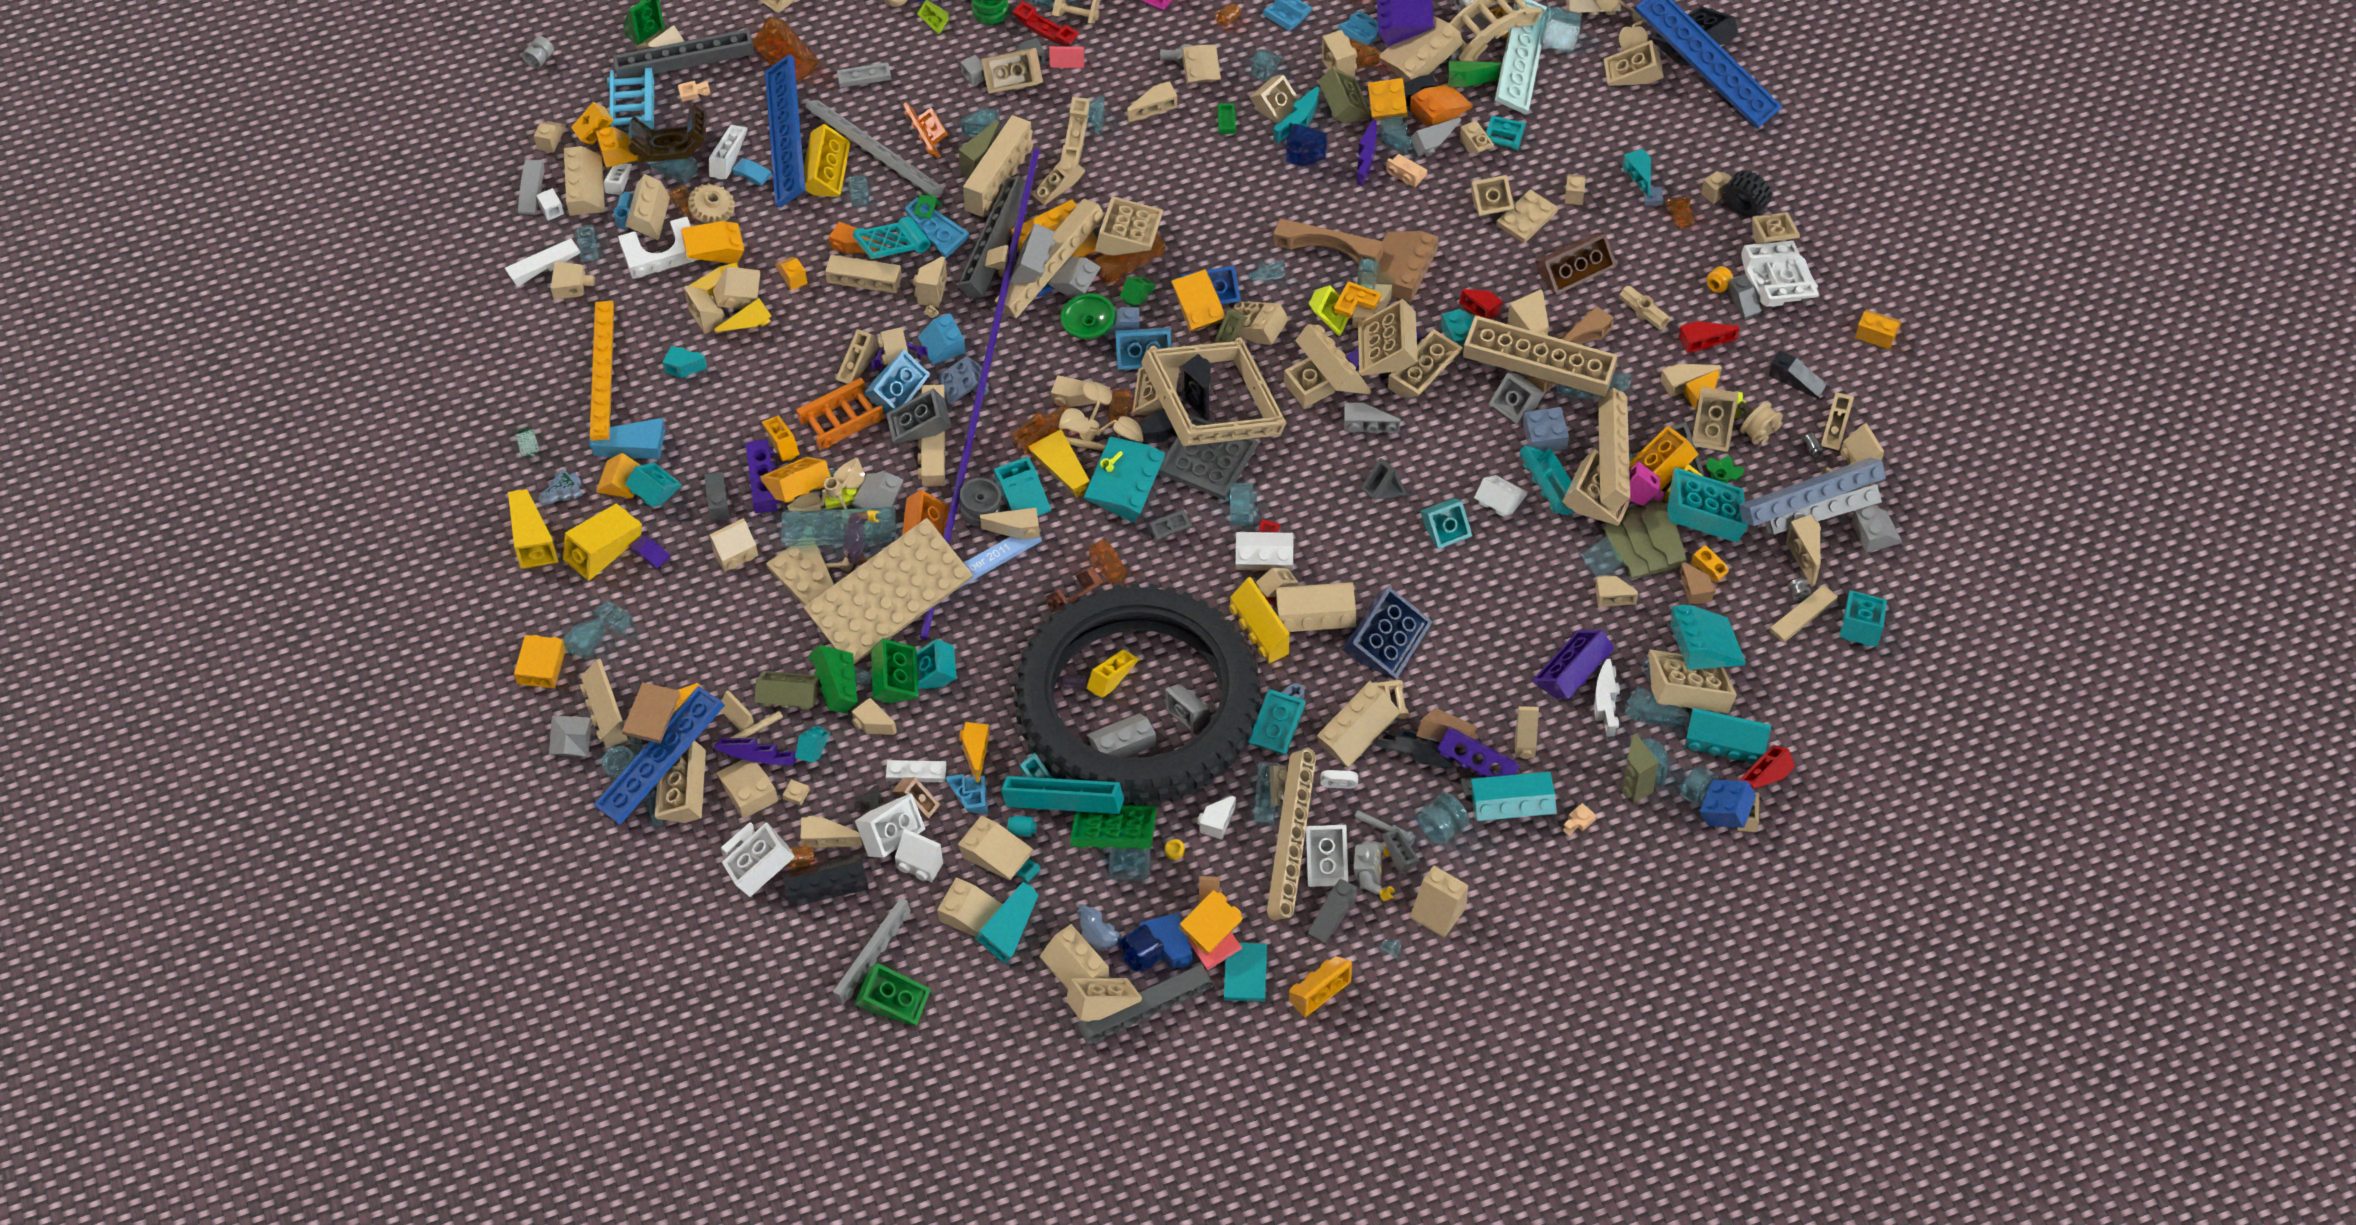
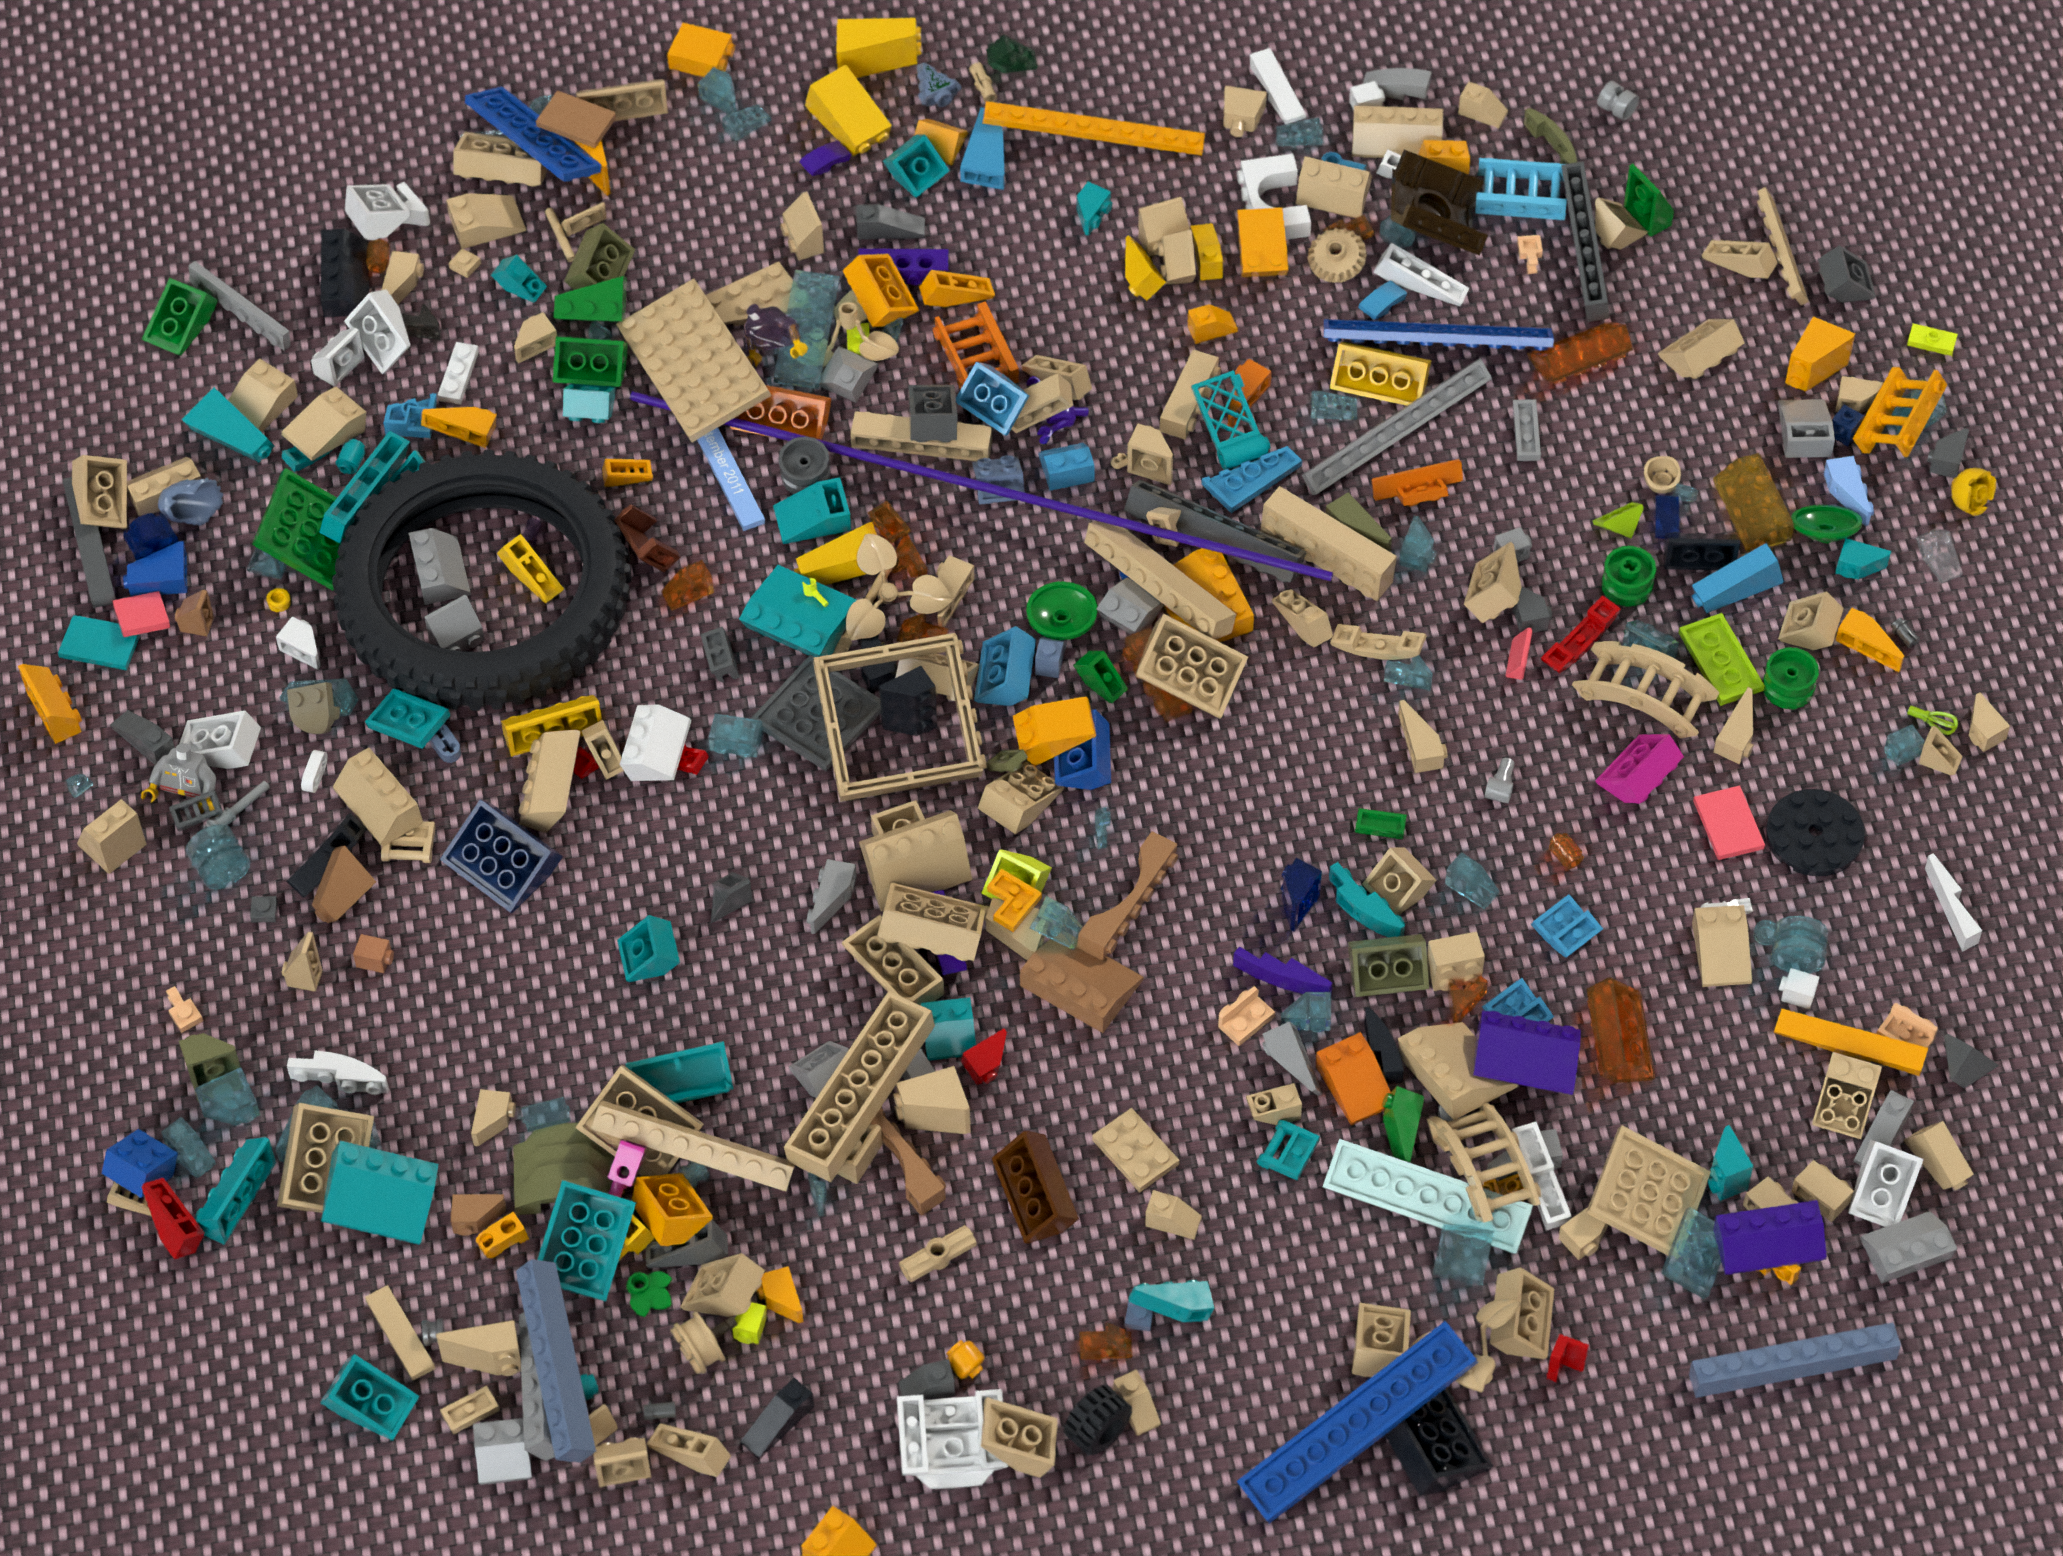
camera: 100 degrees right, 0 degrees up
(566, 452) = (983, 82): none -> tan pin
(570, 736) = (590, 70): light grey slope -> none
(581, 84) = (1541, 125): none -> olive slope
(592, 119) = (1482, 140): light orange brick -> none
(750, 750) = (524, 224): dark purple slope -> none
(924, 800) = (419, 364): medium nougat slope -> none
(929, 199) = (1288, 468): green bracket -> none
(1000, 629) = (612, 471): none -> light orange slope
(1016, 523) = (760, 496): tan slope -> none
(1033, 255) = (1151, 546): light grey slope -> none
(1200, 63) = (1470, 795): tan slope -> none
(1211, 922) = (151, 598): light orange brick -> none
(1291, 834) = (252, 697): tan beam -> none
(1387, 99) = (1354, 998): light orange brick -> none
(1454, 737) = (286, 906): dark purple brick -> none
(1492, 195) = (1168, 1104): tan slope -> none
(1496, 699) = (373, 953): none -> nougat brick
(1500, 495) = (675, 1019): white slope -> none
(1513, 796) = (223, 936): teal slope -> none
(1546, 429) = (760, 1089): sand blue brick -> none
(1574, 663) = (398, 1047): dark purple slope -> none
(1675, 377) = (808, 1275): tan slope -> none
(1703, 335) = (875, 1315): red slope -> none
(1851, 555) = (469, 1410): none -> tan plate

